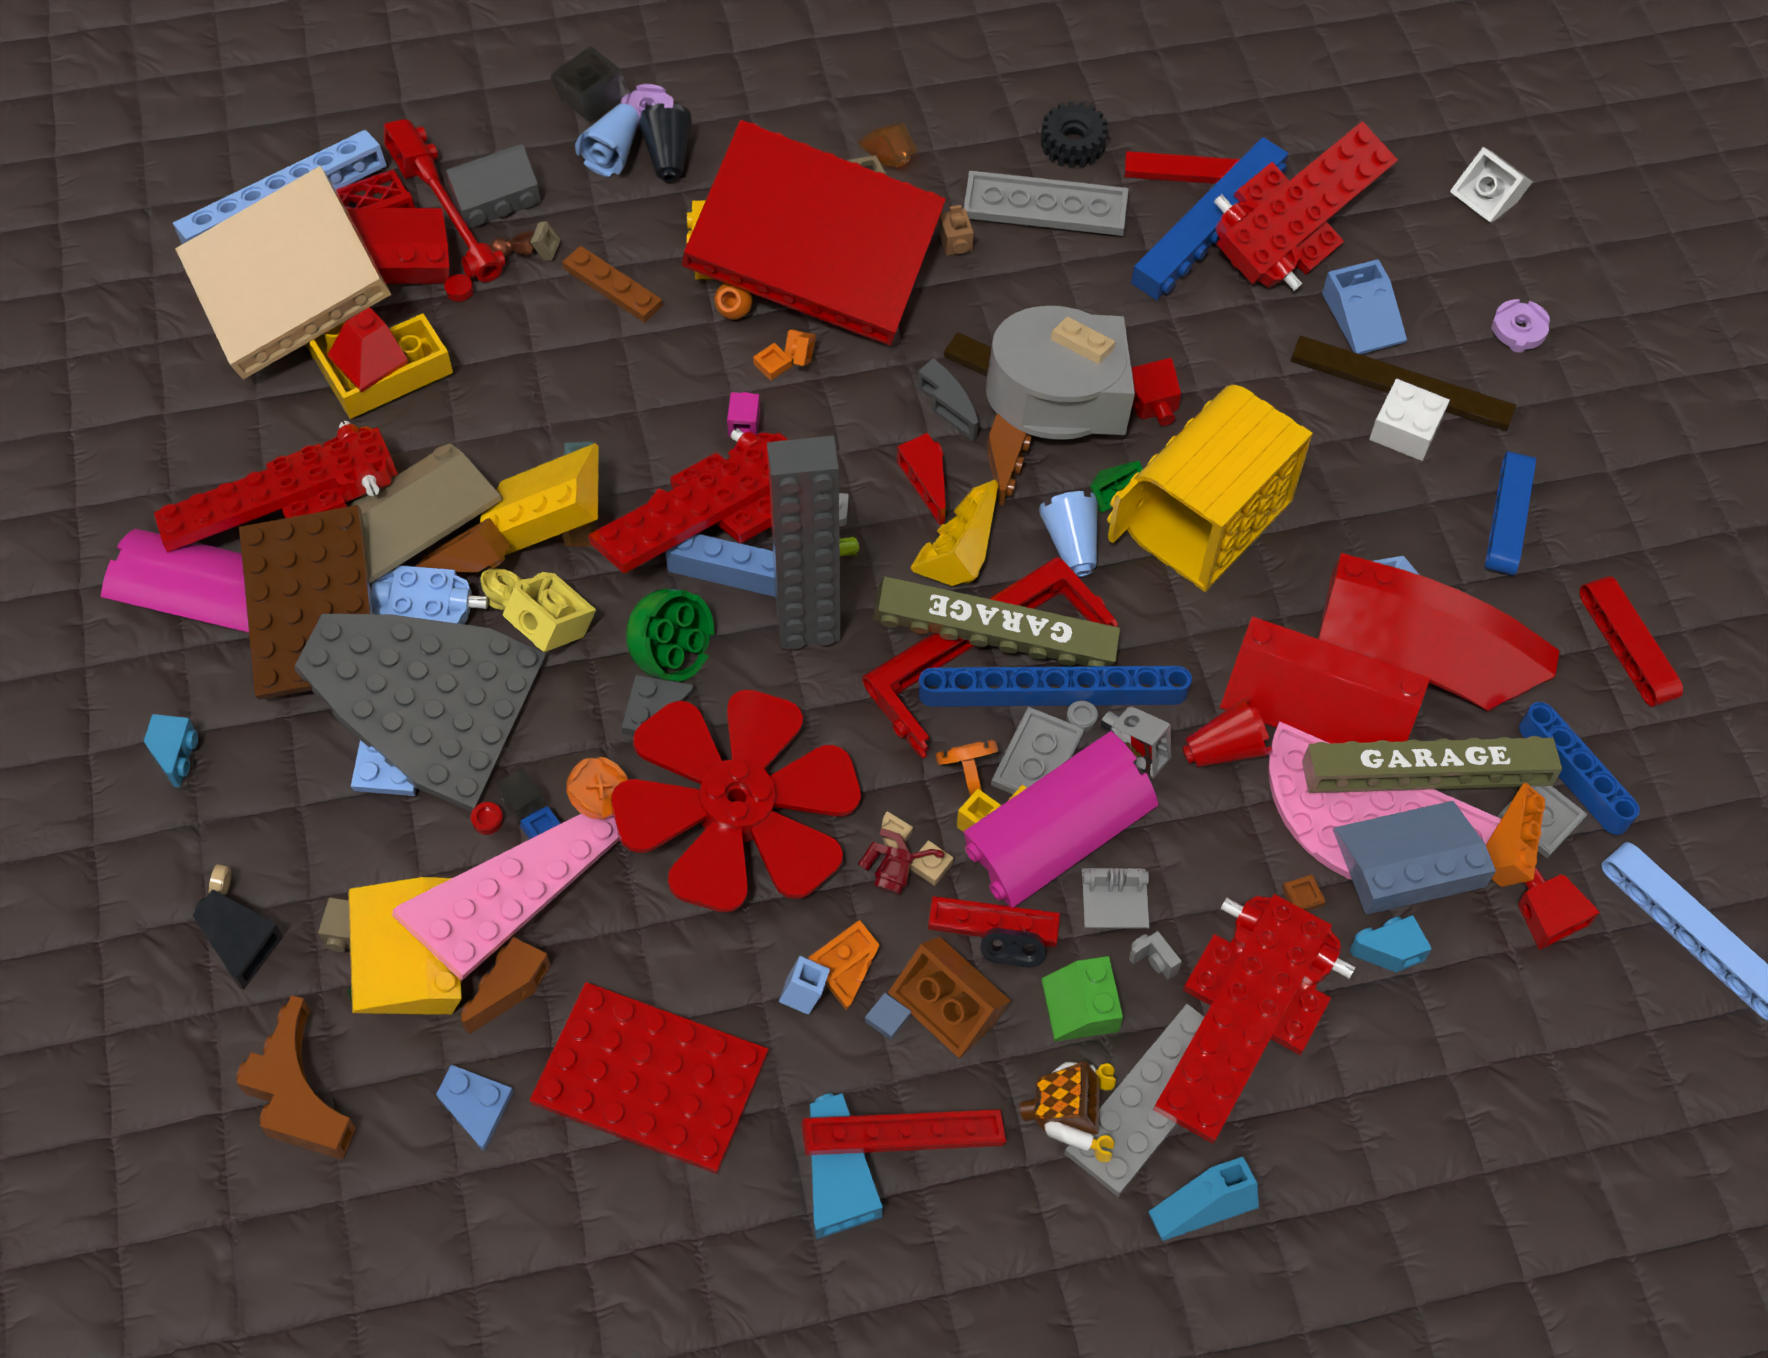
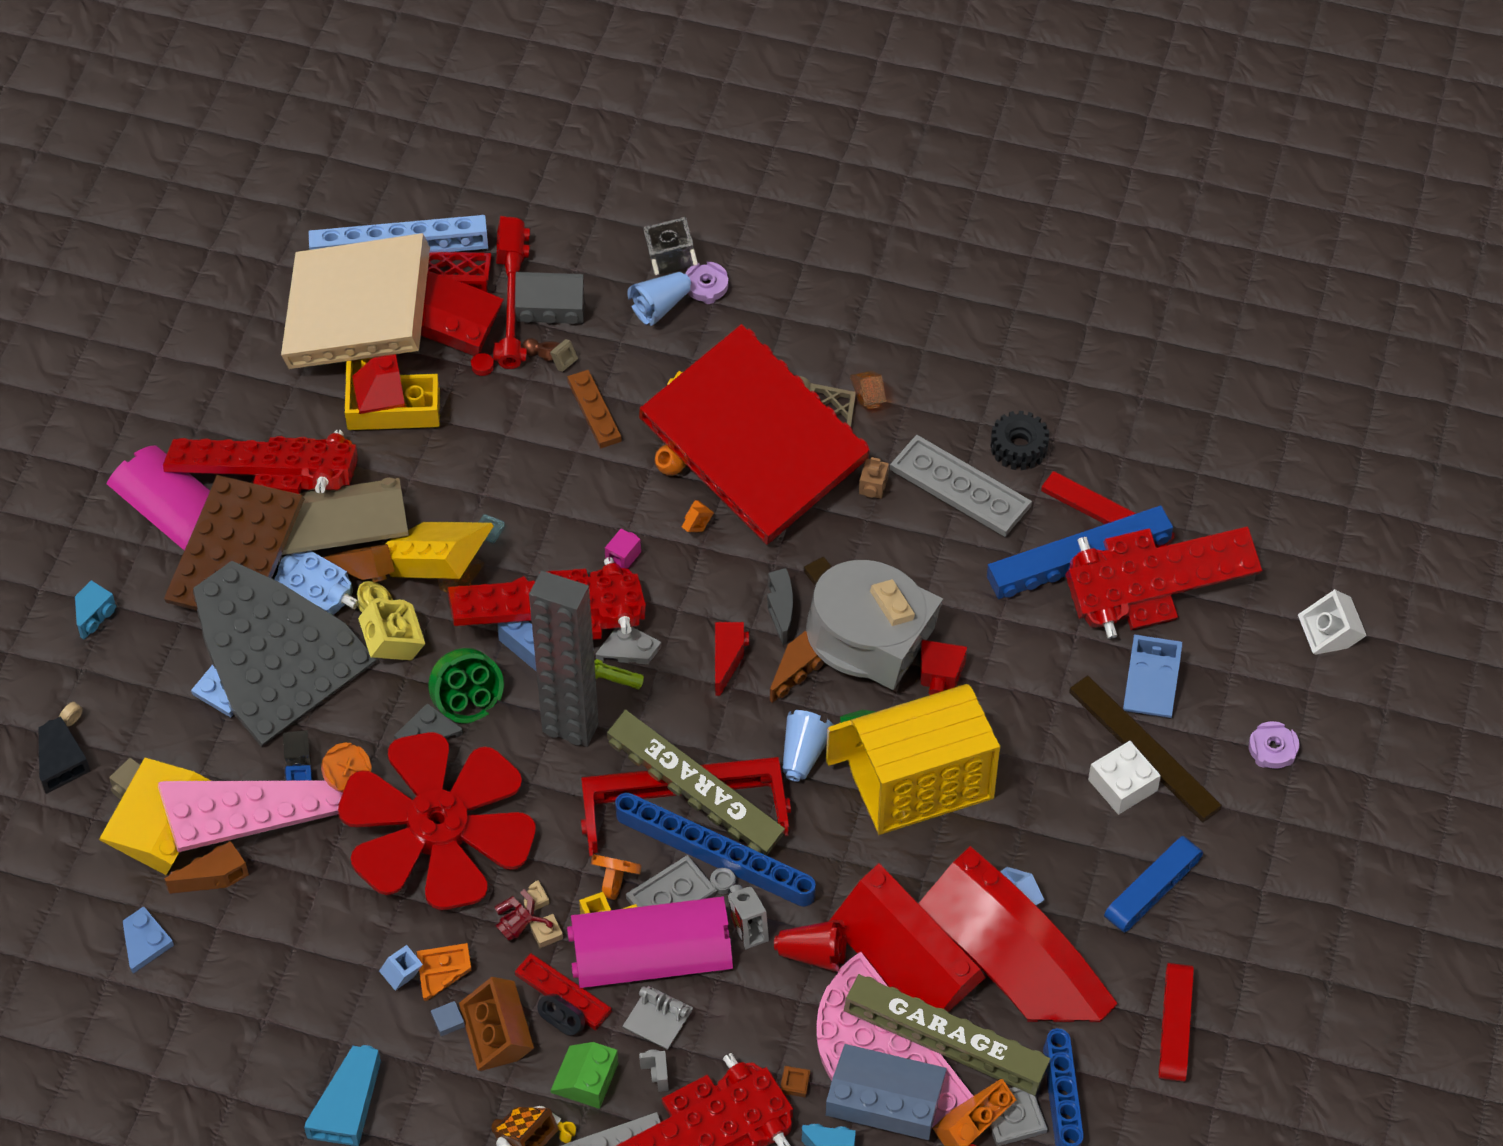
camera: 30 degrees right, 5 degrees down
(279, 1078) = (33, 862): dark orange arch -> none
(487, 818) = (267, 755): red tile -> none
(650, 1077) = (266, 979): red plate -> none
(666, 138) = (700, 314): black cone -> none
(772, 361) = (672, 518): orange tile -> none
(902, 1132) = (403, 1095): red tile -> none
(962, 541) = (713, 720): yellow wedge -> none

